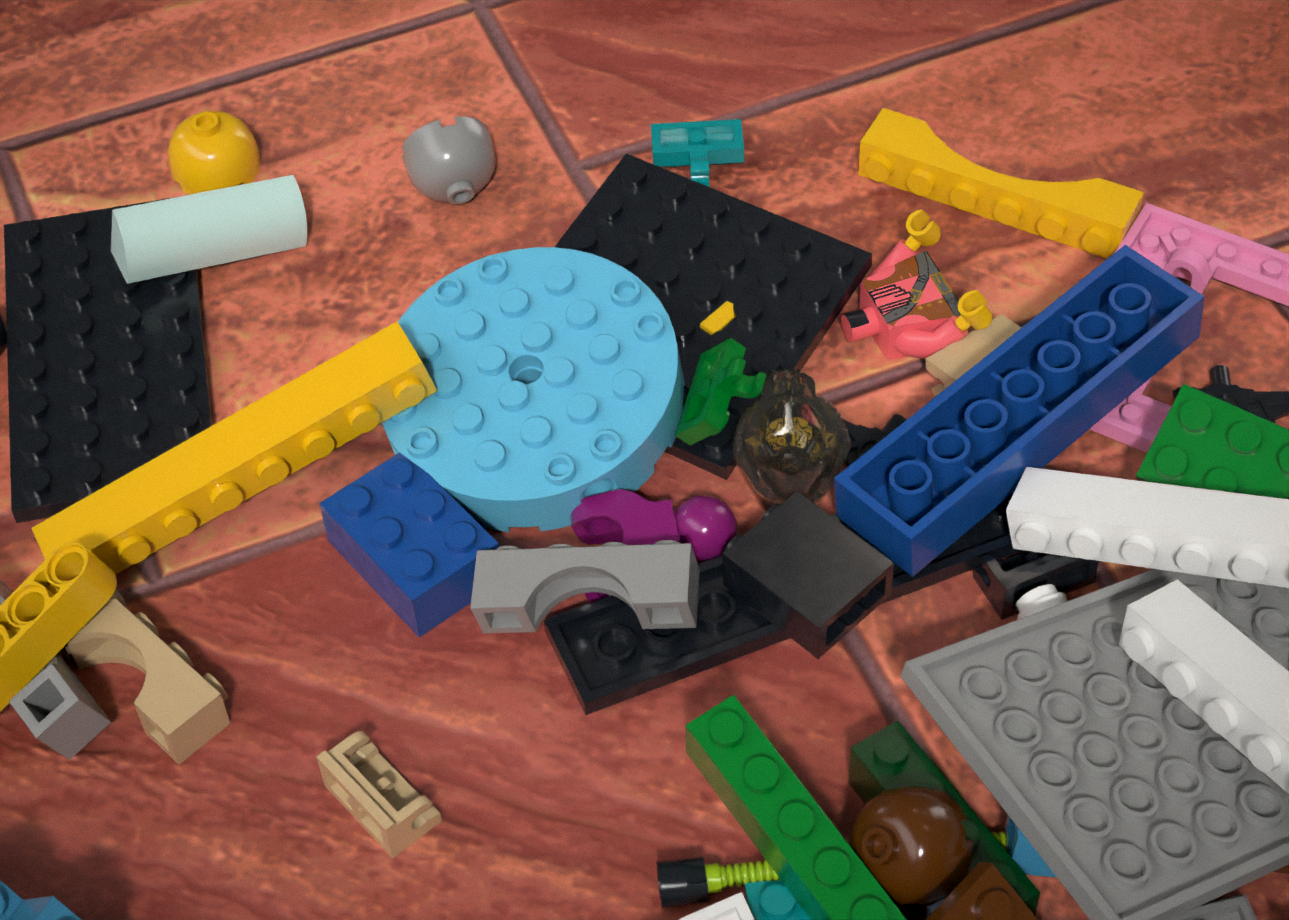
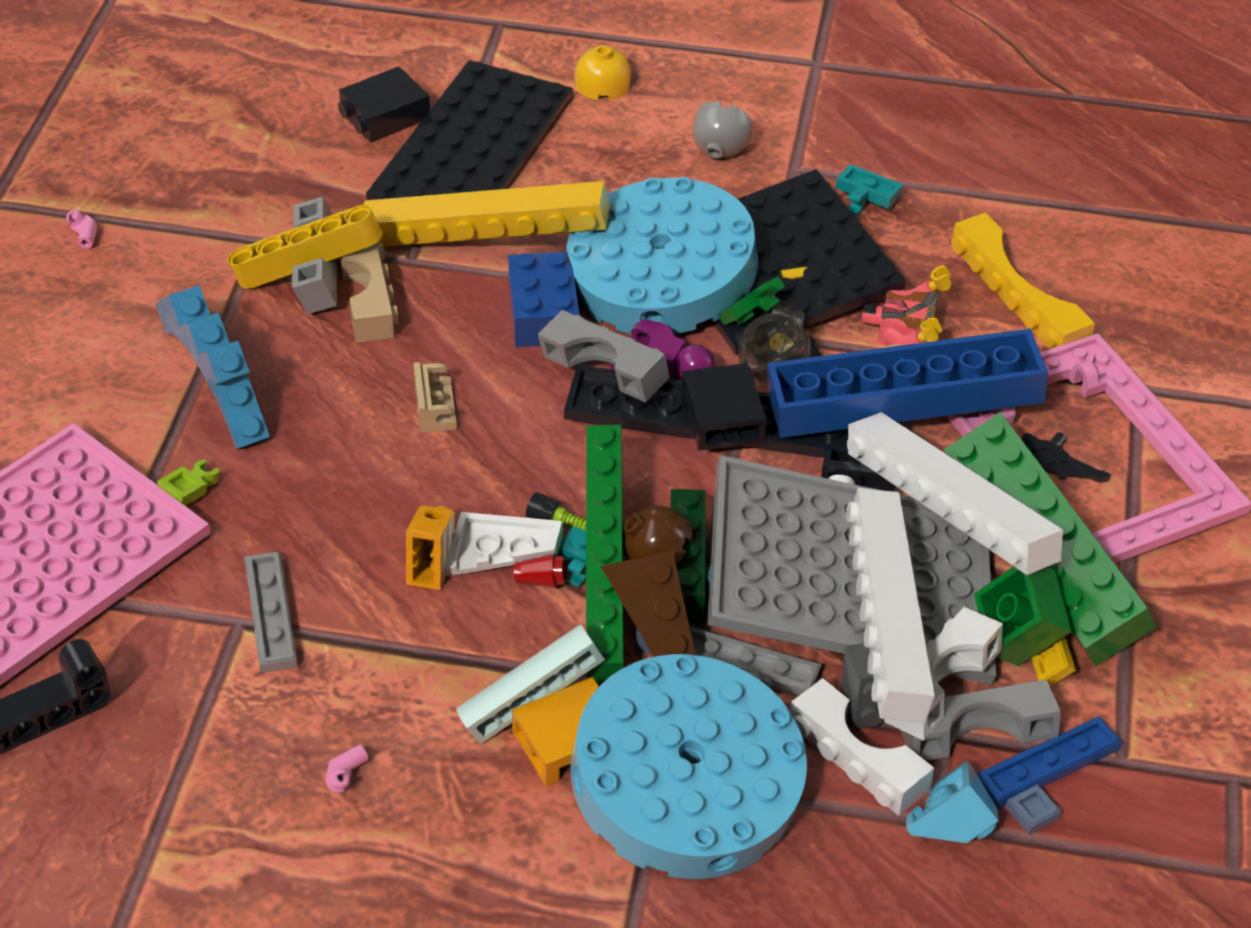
camera: 30 degrees right, 5 degrees down
(208, 228) = (565, 105): light aqua brick -> none

